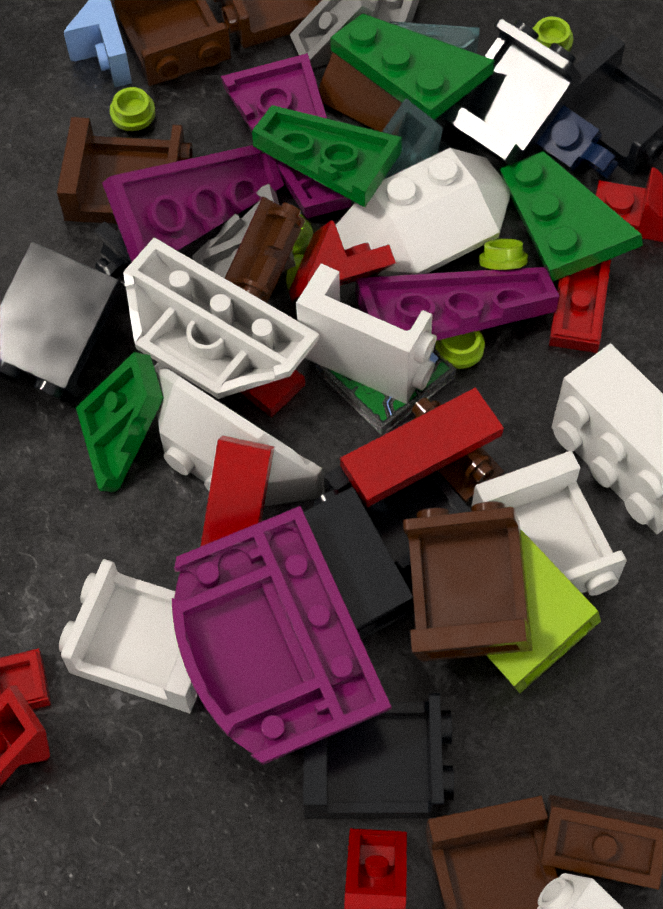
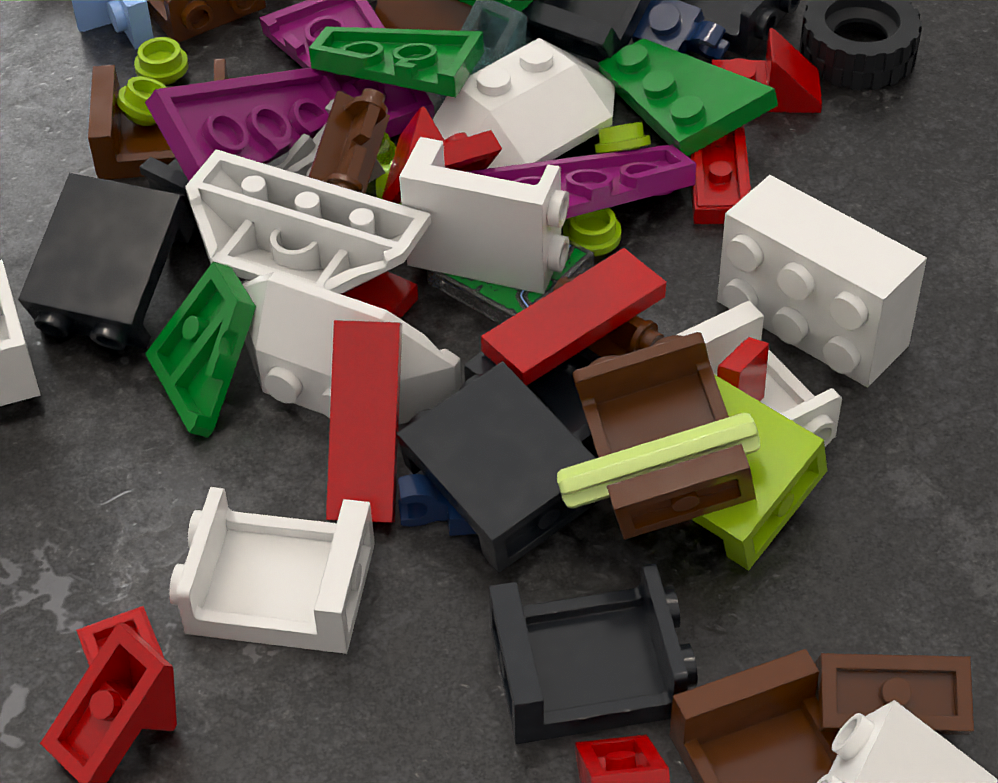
camera: 10 degrees left, 15 degrees down
(111, 154) = (132, 99): none -> lime plate
(272, 639) = (440, 525): magenta slope -> none
(458, 609) = (589, 480): none -> yellowish green axle
(551, 522) = (747, 367): none -> red tile

